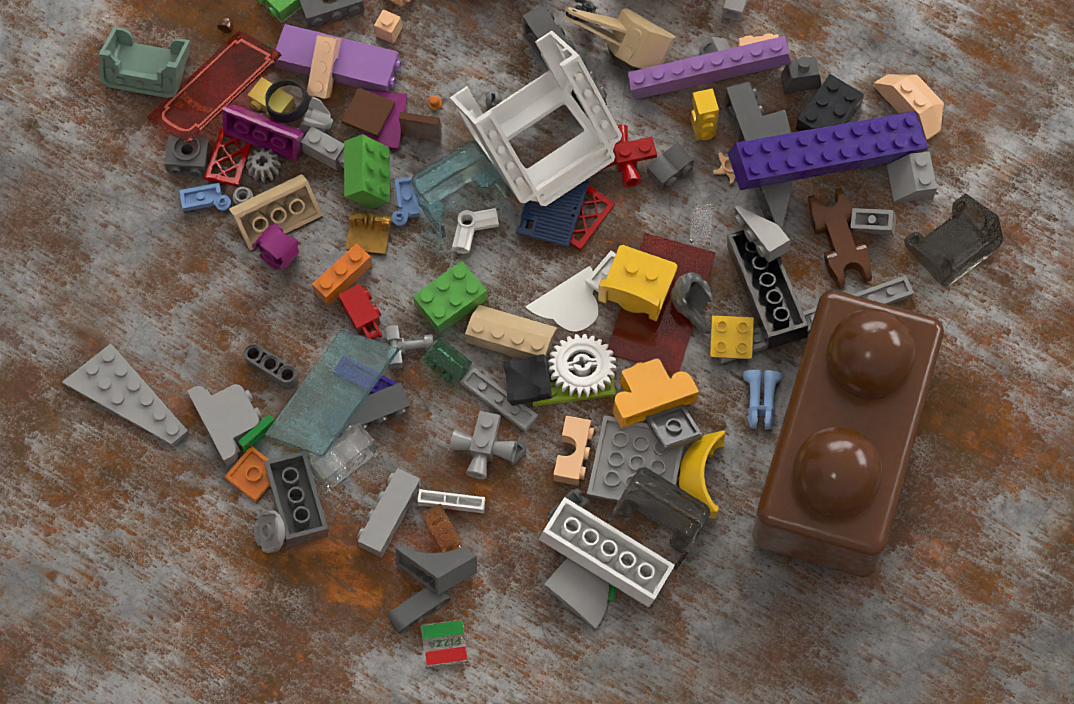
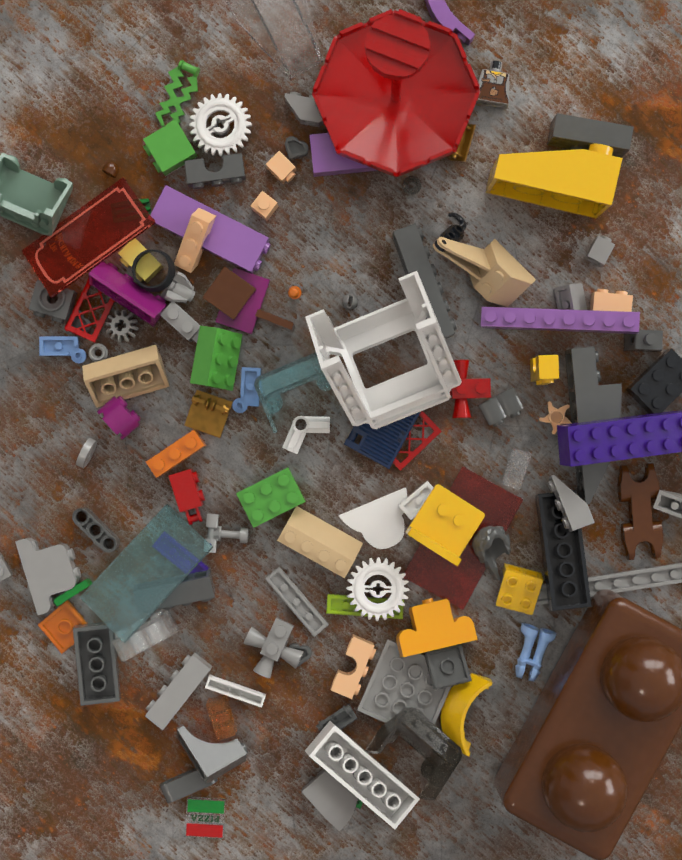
camera: 10 degrees right, 20 degrees up
(248, 290) = (86, 453): none -> light grey piece
(269, 531) = (69, 689): light grey tile -> none
(446, 360) = (256, 559): clear green brick -> none
(527, 380) = (325, 596): black brick -> none

